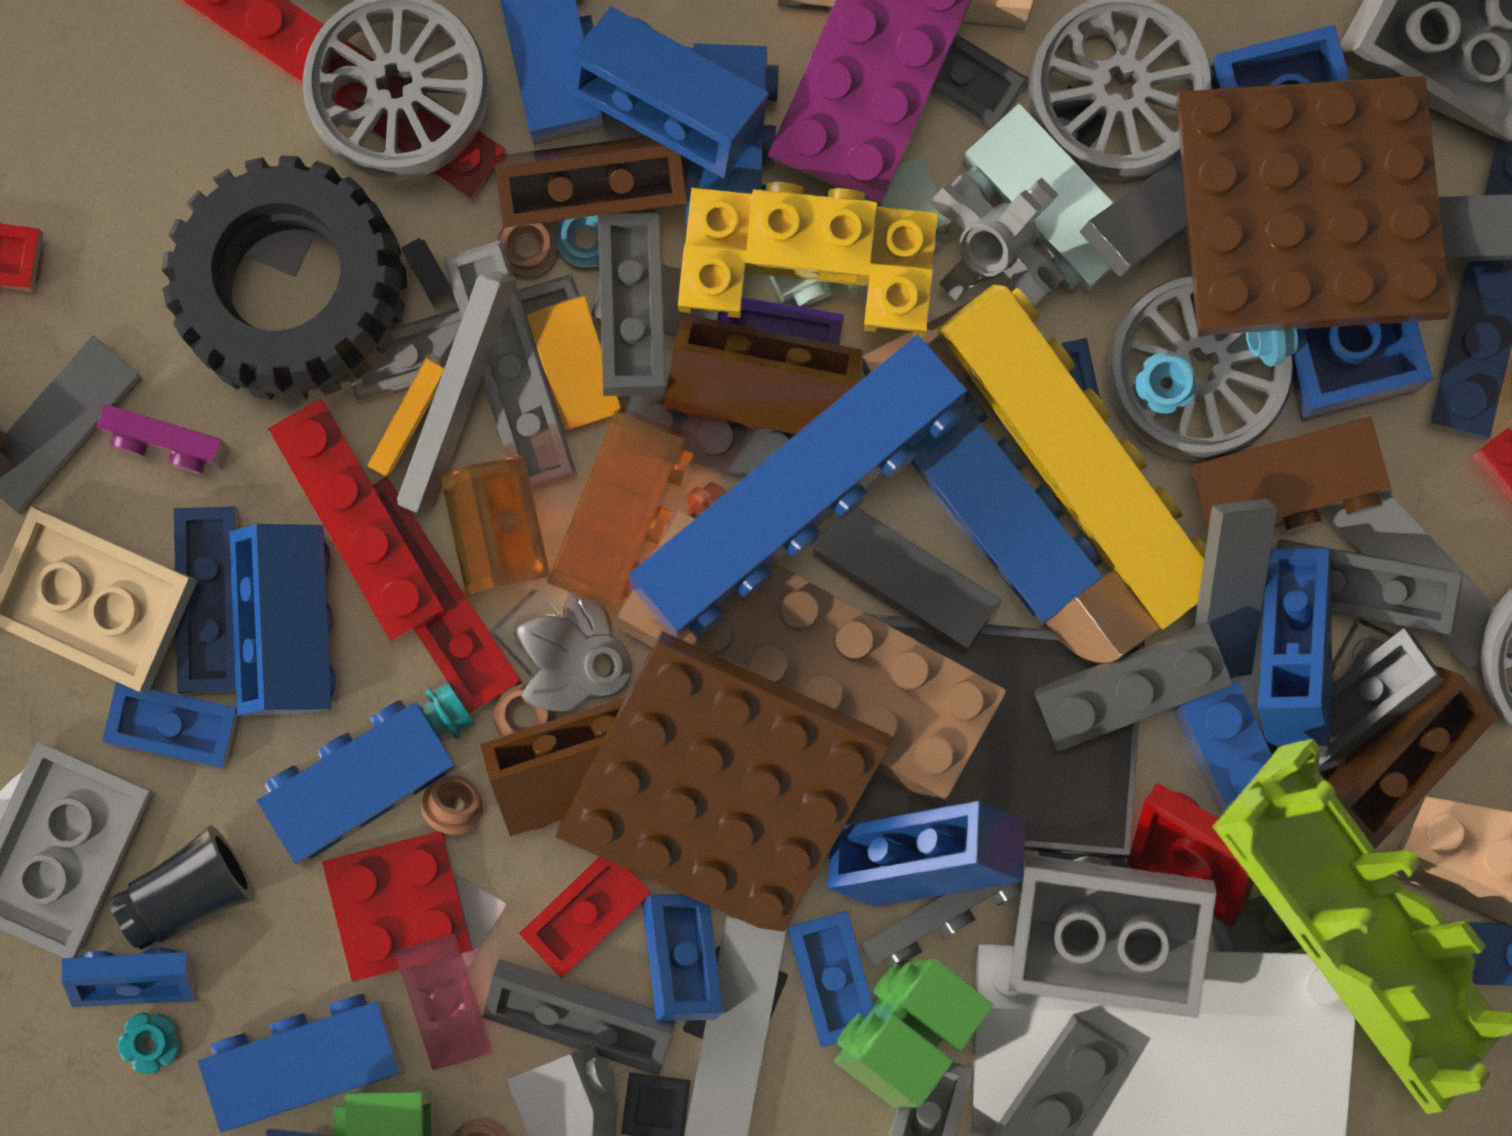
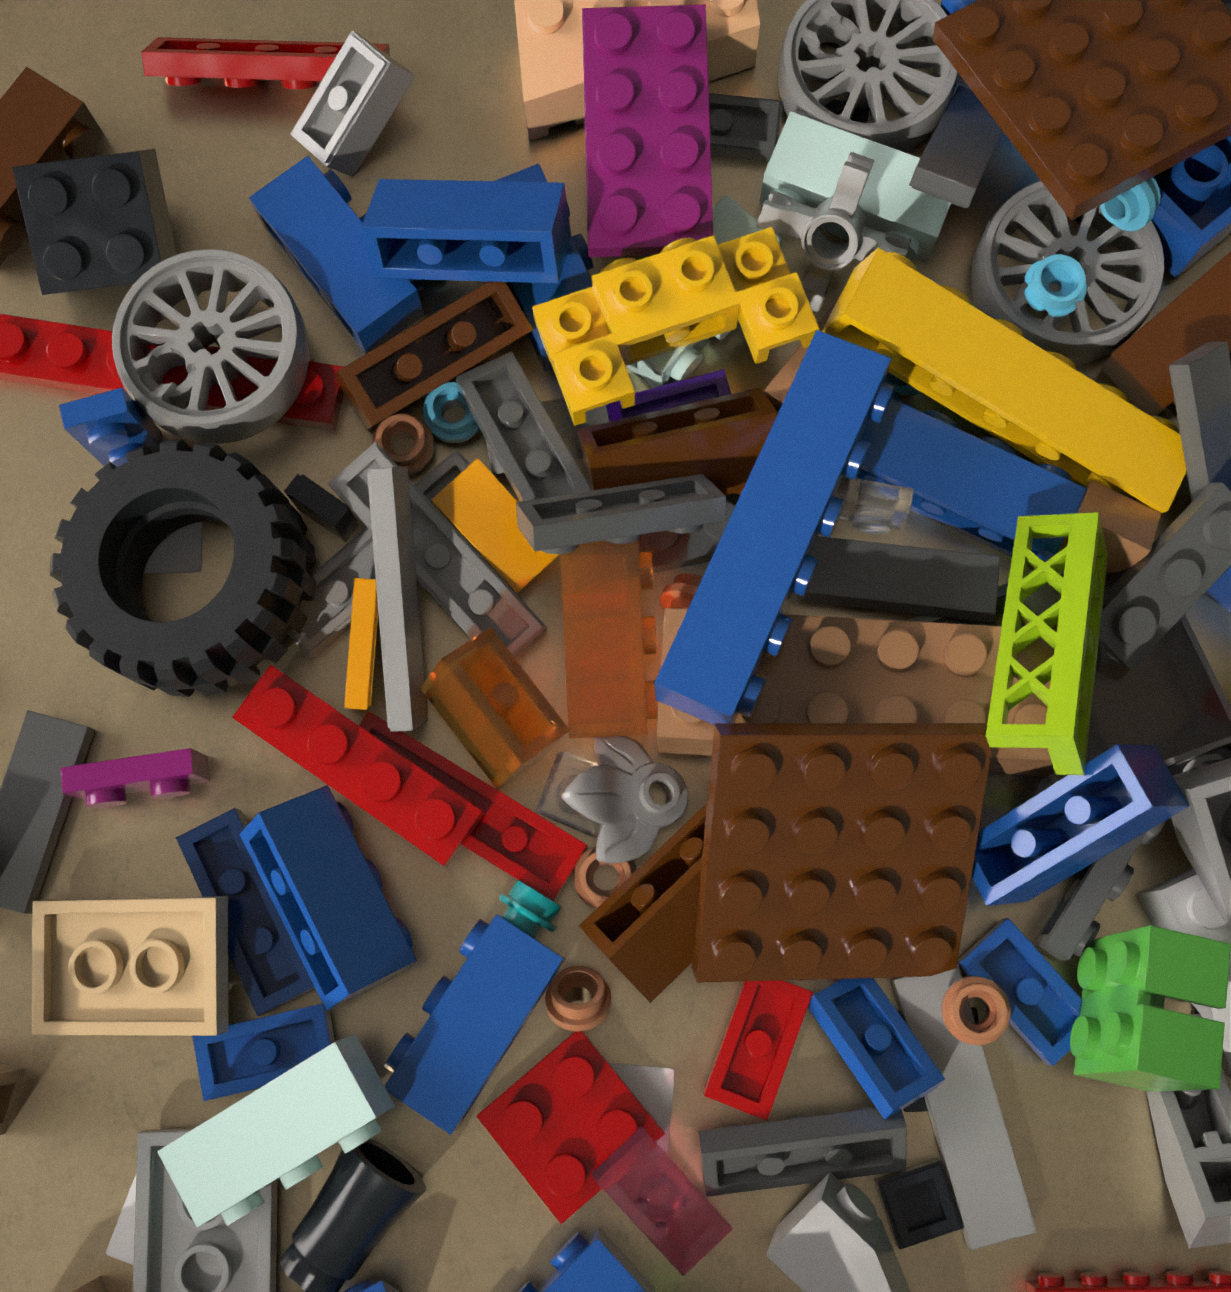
camera: 25 degrees left, 5 degrees down
(158, 793) = (277, 1132): none -> light aqua brick
(276, 123) = (110, 426): none -> blue plate
(678, 411) = (620, 513): none -> dark grey plate
(758, 971) = (995, 1018): none -> nougat plate
(915, 503) = (876, 506): none -> clear plate
(1001, 704) = (1074, 643): none -> lime fence

